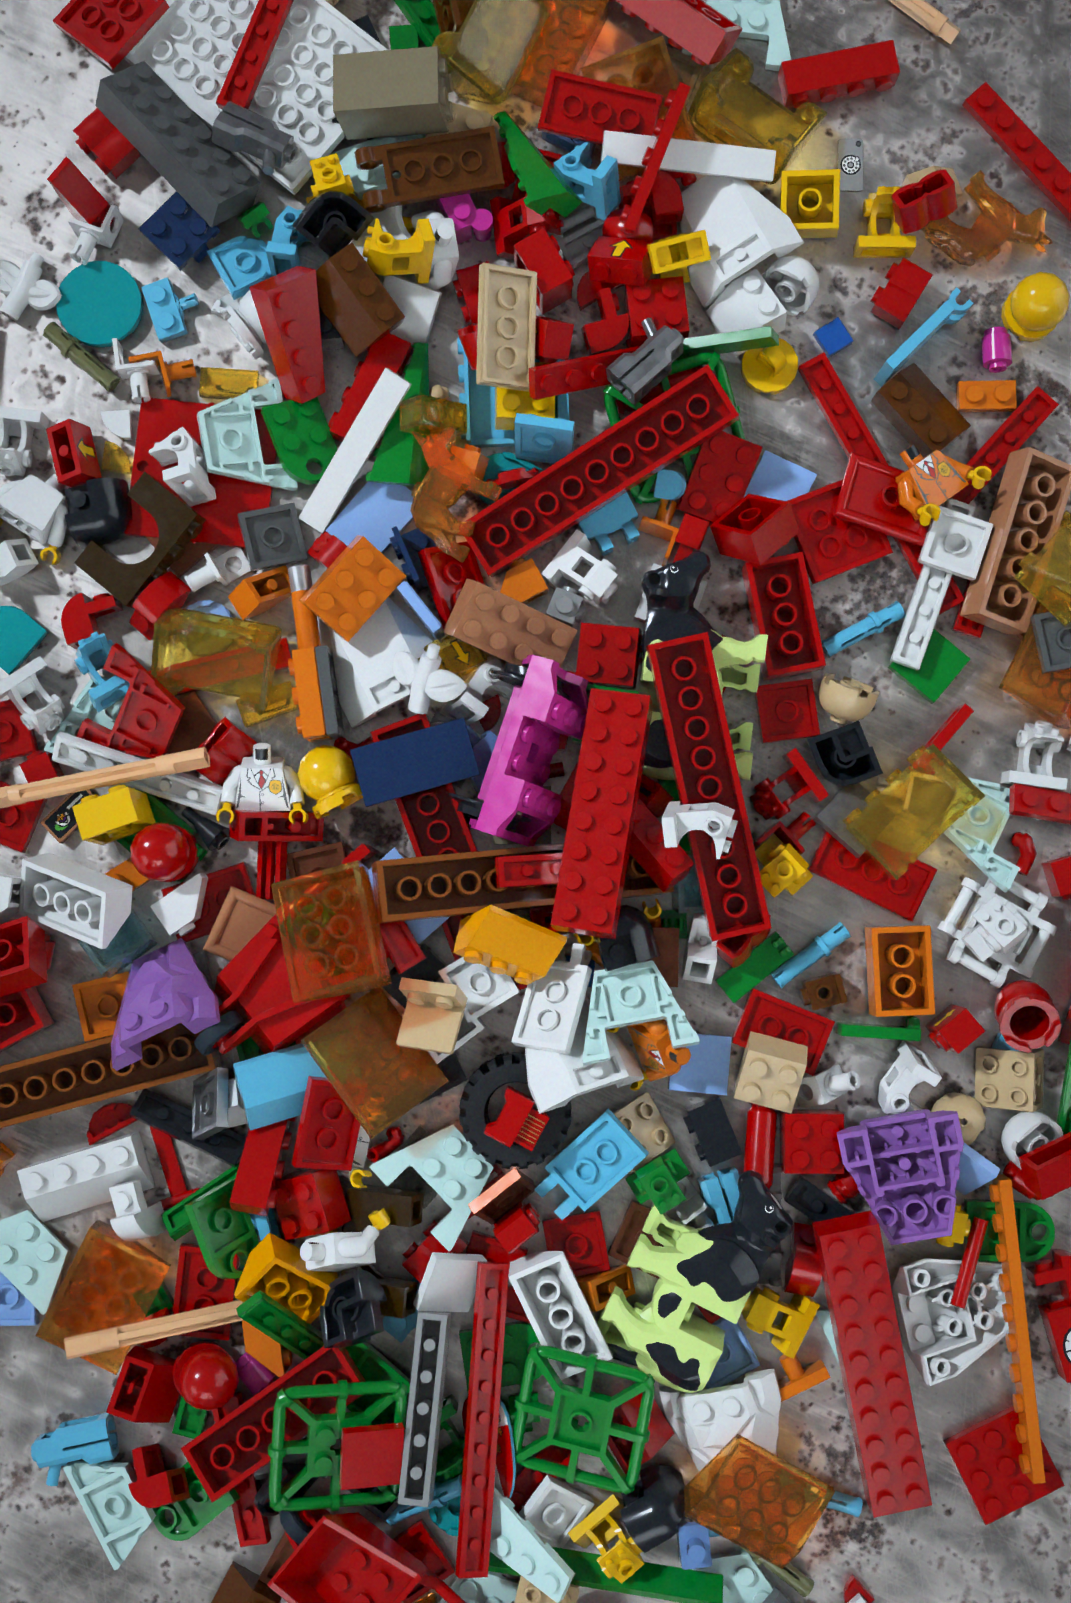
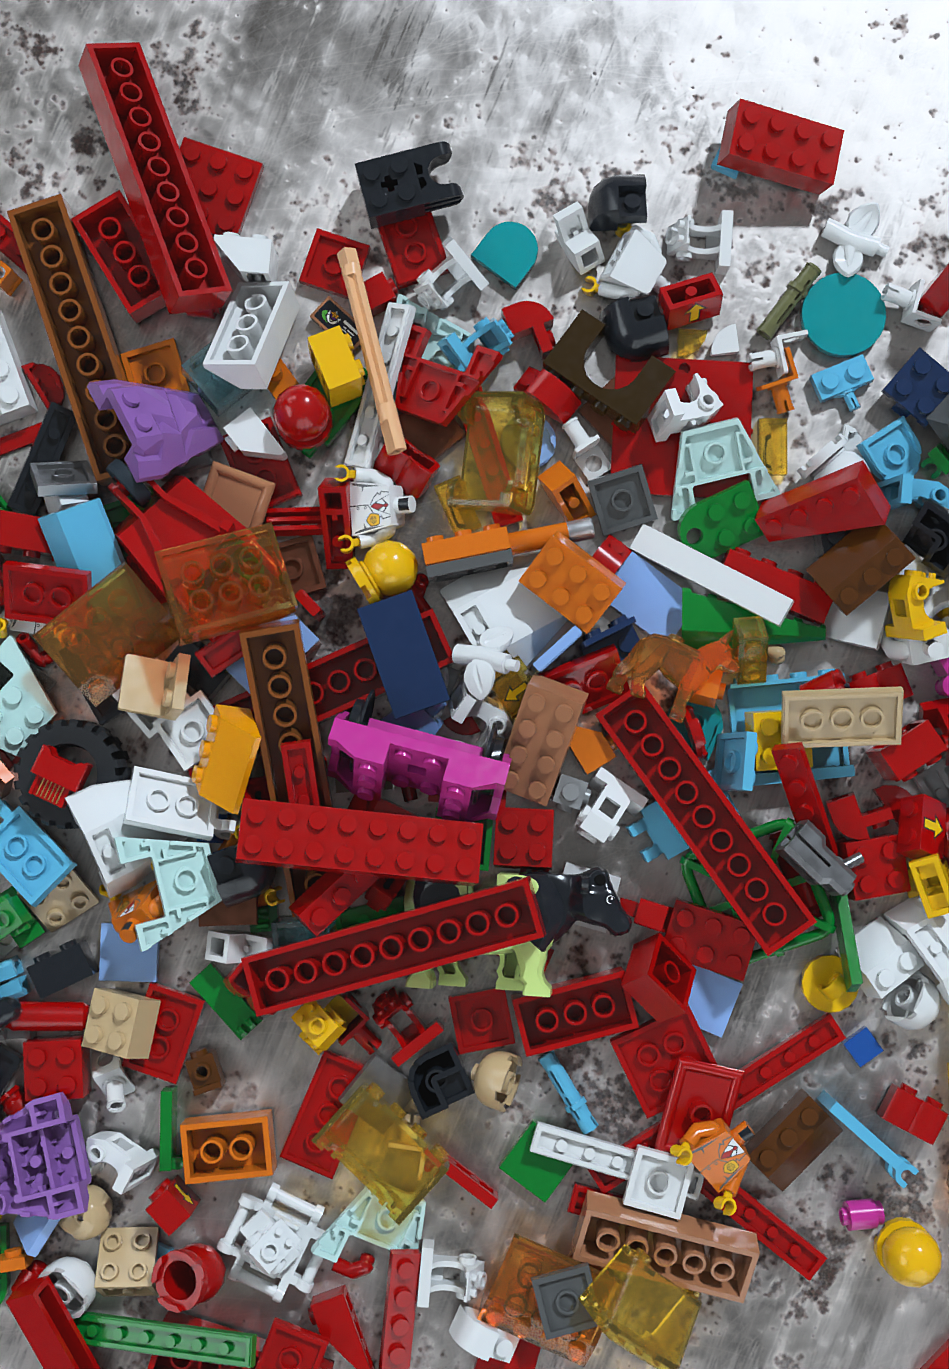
camera: 85 degrees right, 0 degrees up
(213, 834) = (325, 462): black cone -> none
(552, 339) = (836, 764): red brick -> none
(660, 525) = (658, 883): orange bracket -> none
(669, 485) = (699, 889): medium azure tile -> none
(680, 819) = (359, 937): white tile -> none
(807, 957) = (240, 1056): medium azure pin -> none
(986, 396) = (813, 1205): orange plate -> none

